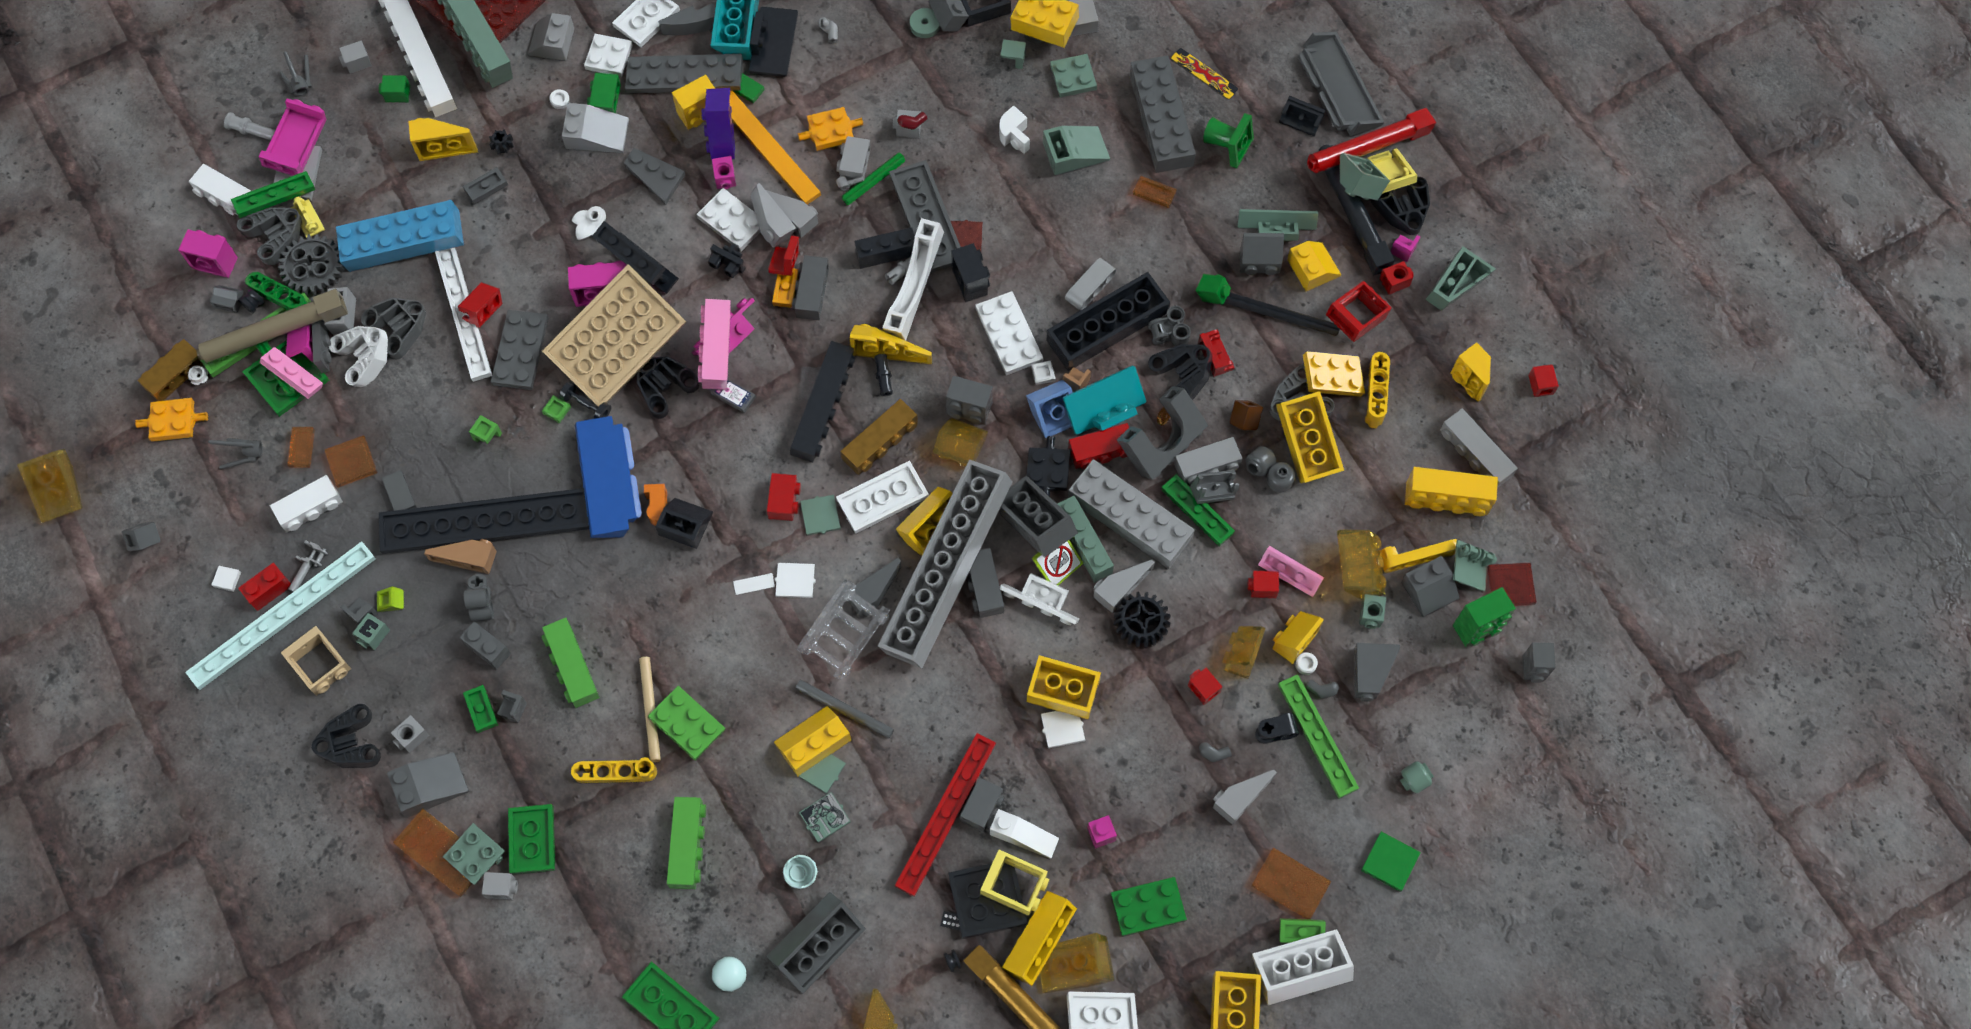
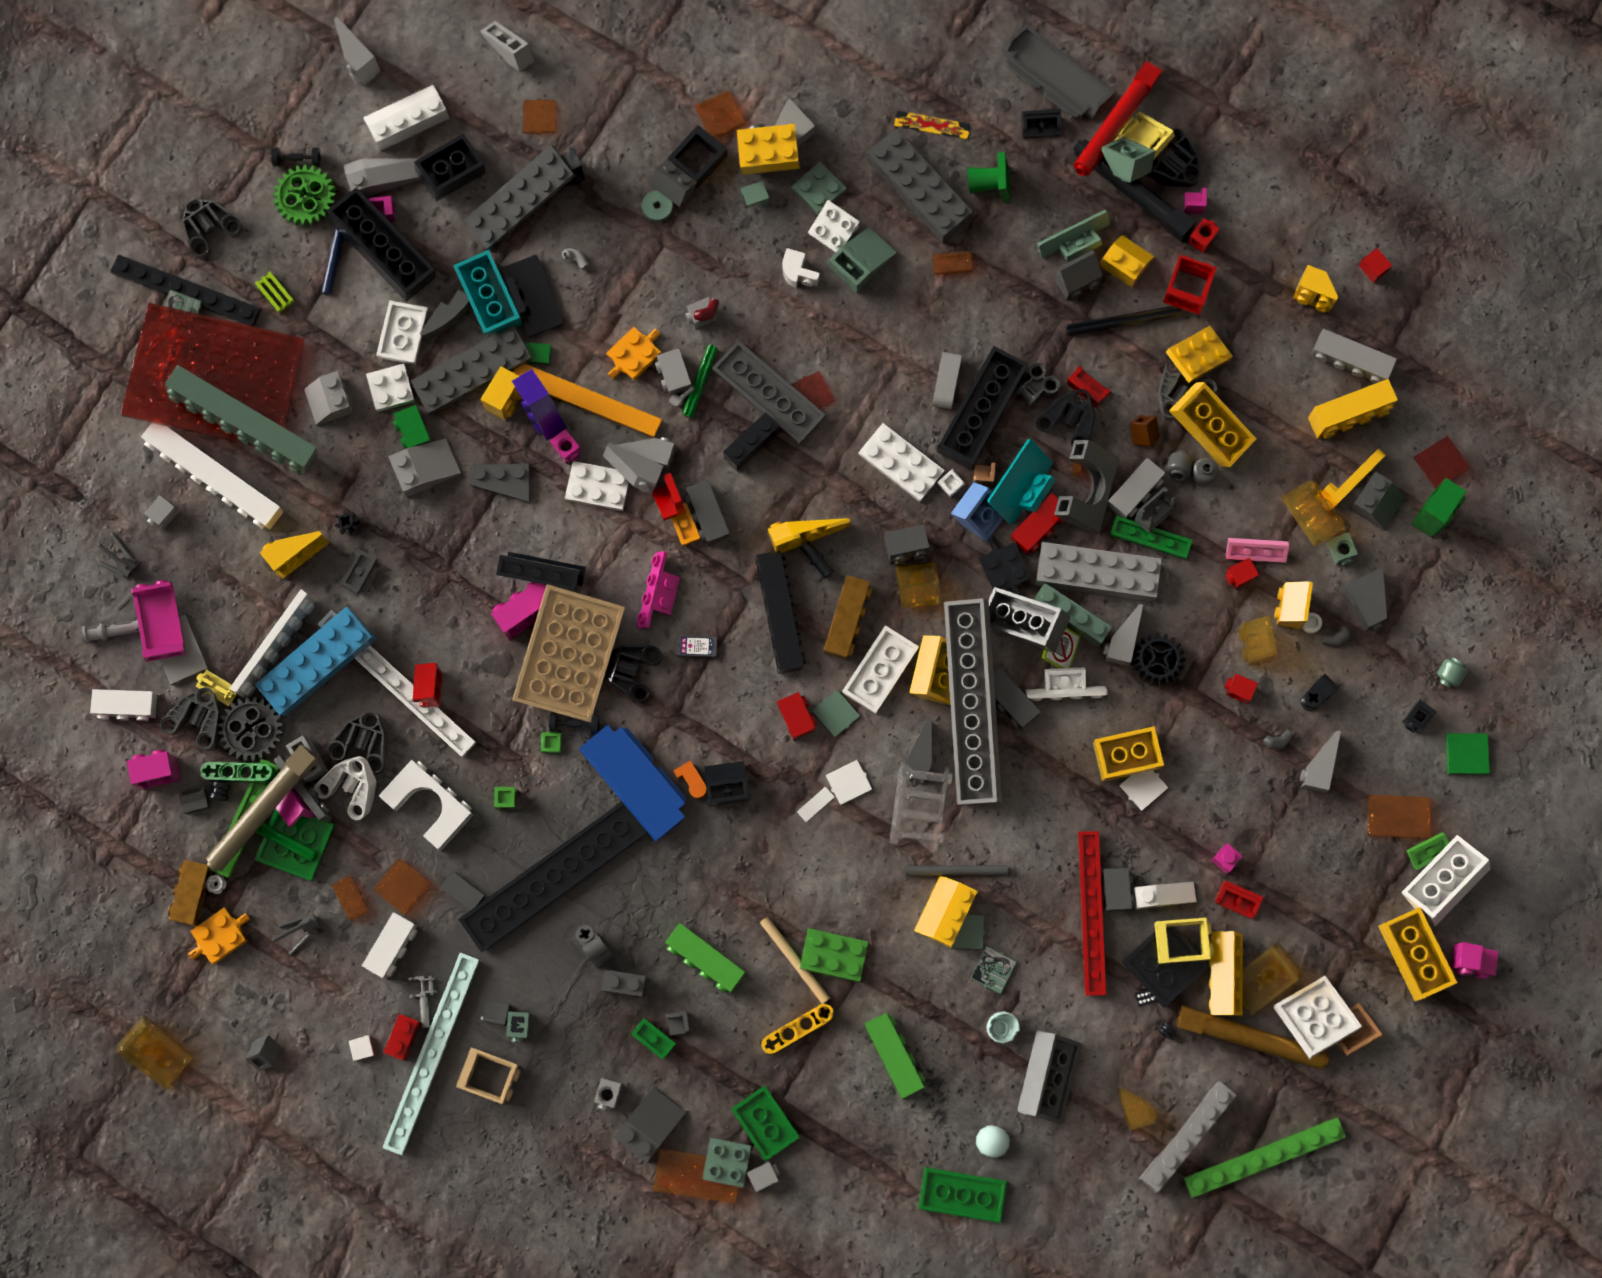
camera: 25 degrees left, 10 degrees up
(272, 194) = (175, 684): green plate -> none
(291, 372) = (303, 839): bright pink plate -> none
(345, 725) = (546, 1117): black connector -> none
(374, 202) = (273, 643): none -> white plate
(390, 599) = (514, 988): lime slope -> none
(395, 88) = (217, 524): green brick -> none
(433, 422) = (414, 779): none -> white arch
(467, 555) = (560, 913): medium nougat slope -> none
(519, 349) = (485, 706): dark grey plate -> none
(559, 99) = (372, 453): white tile -> none
(586, 224) = (475, 560): white plate -> none
(715, 347) = (662, 613): bright pink brick -> none
(729, 257) = (615, 524): black hips -> none
(898, 272) = (777, 451): light grey pin -> none
(905, 306) = (795, 459): white arch -> none
(970, 272) = (839, 426): black brick -> none
(1067, 109) = (833, 226): none -> white hinge
(1091, 876) = (1238, 899): none -> red hinge
(1148, 906) = (1296, 898): green plate -> none
(1213, 289) = (1055, 329): green brick -> none
(1318, 736) = (1355, 681): bright green plate -> none
(1352, 806) = (1414, 725): none -> black window
(1375, 416) = (1245, 344): yellow beam -> none
(1458, 278) = (1257, 206): sand green wedge -> none
(1471, 565) = (1402, 464): sand green hinge -> none
(1538, 661) = (1500, 521): dark grey brick -> none

